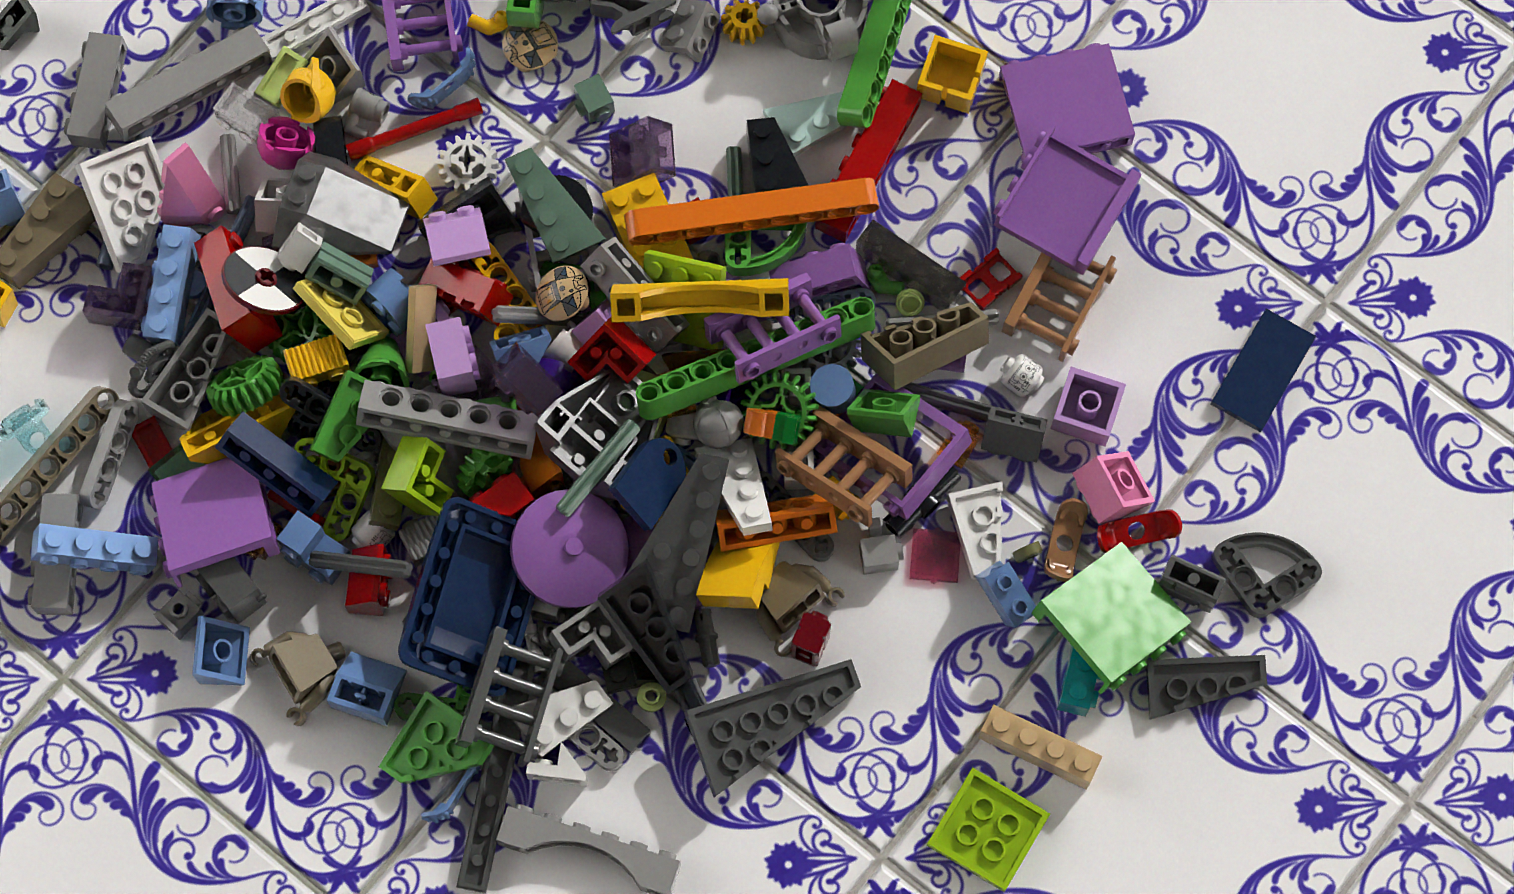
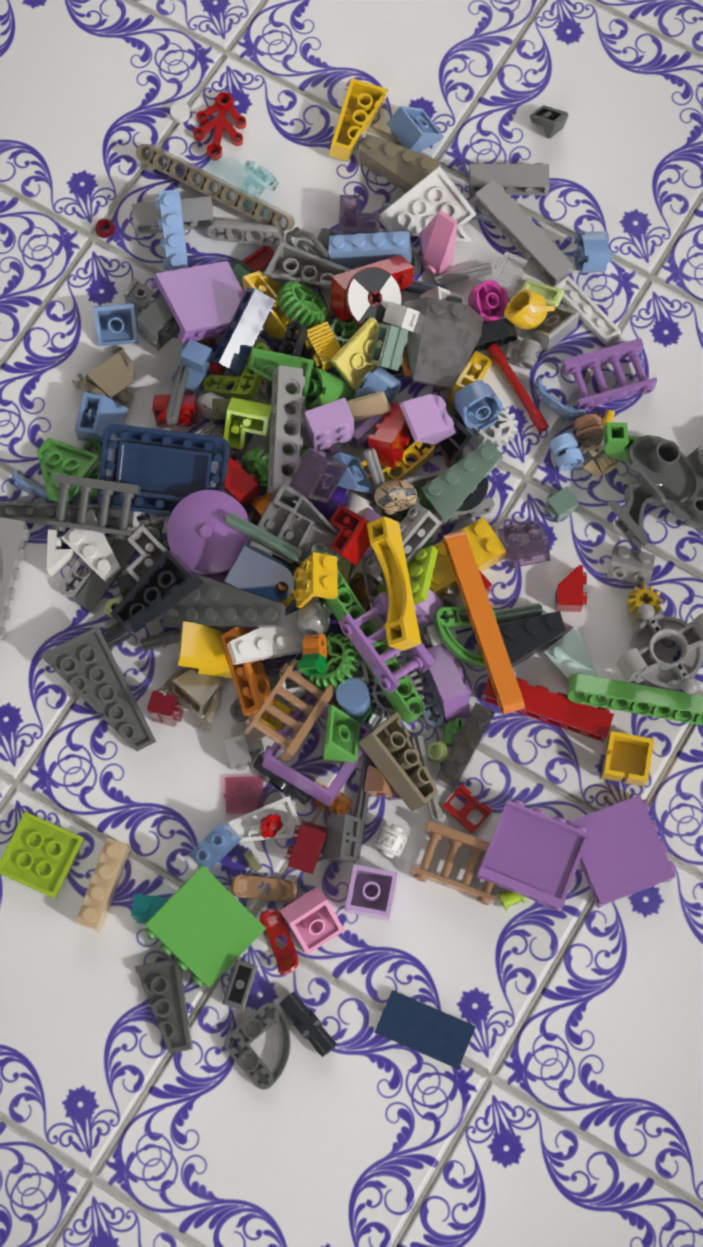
camera: 85 degrees right, 0 degrees up
(52, 648) = (105, 223): none -> dark red plate
(444, 172) = (478, 405): none -> medium blue brick
(488, 46) = (588, 426): none -> nougat wheel
(511, 81) = (566, 453): none -> light blue wheel
(674, 405) = (316, 578): none -> yellow bracket
(716, 106) = (570, 592): none -> red slope
(944, 380) = (377, 784): none -> nougat brick
(987, 520) = (270, 825): none -> red plant
(1020, 477) = (306, 847): none -> dark red brick
(1112, 244) = (509, 899): none -> lime bush
(1245, 508) = (308, 1024): none -> black piece

